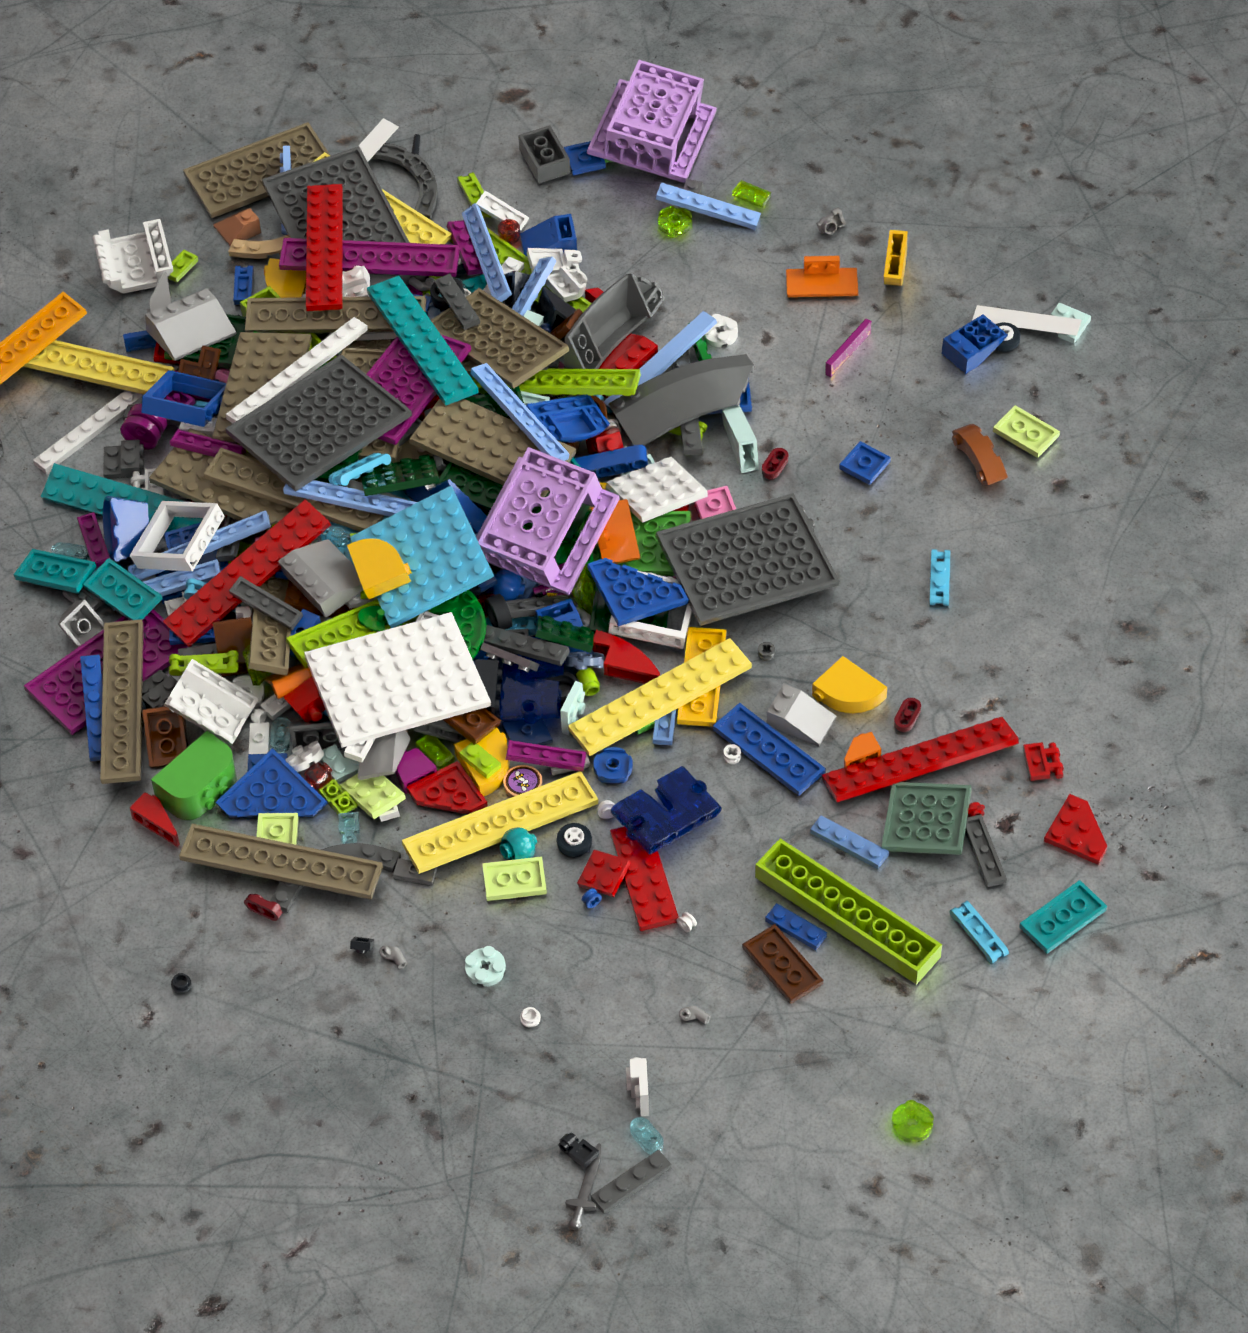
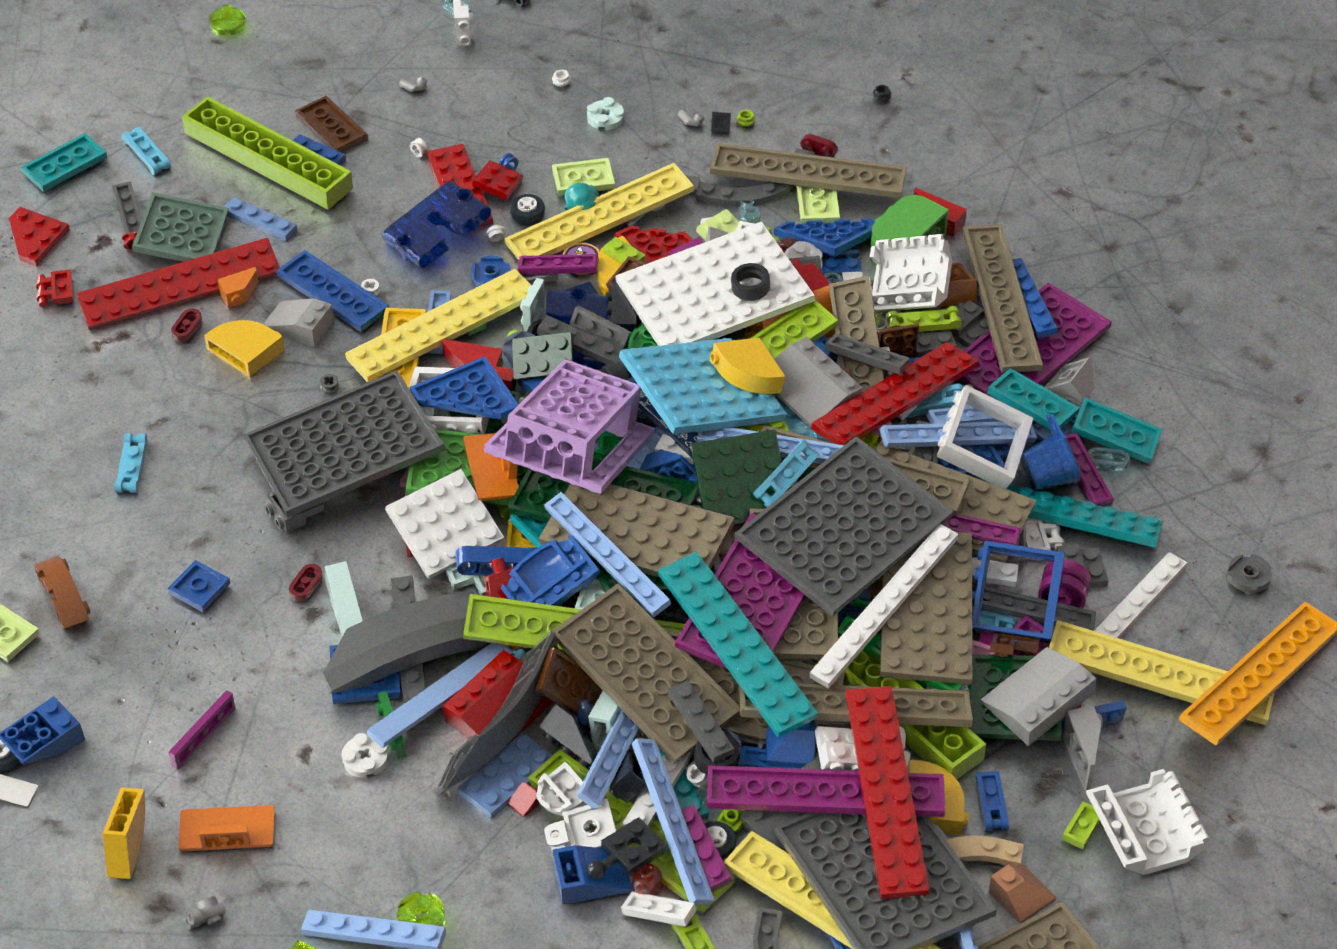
camera: 175 degrees right, 5 degrees down
(331, 949) = (745, 118): none -> lime plate
(362, 670) = (754, 292): none -> black tyre
(519, 227) = (629, 858): none -> black plate
(717, 502) = (377, 533): bright pink plate -> none

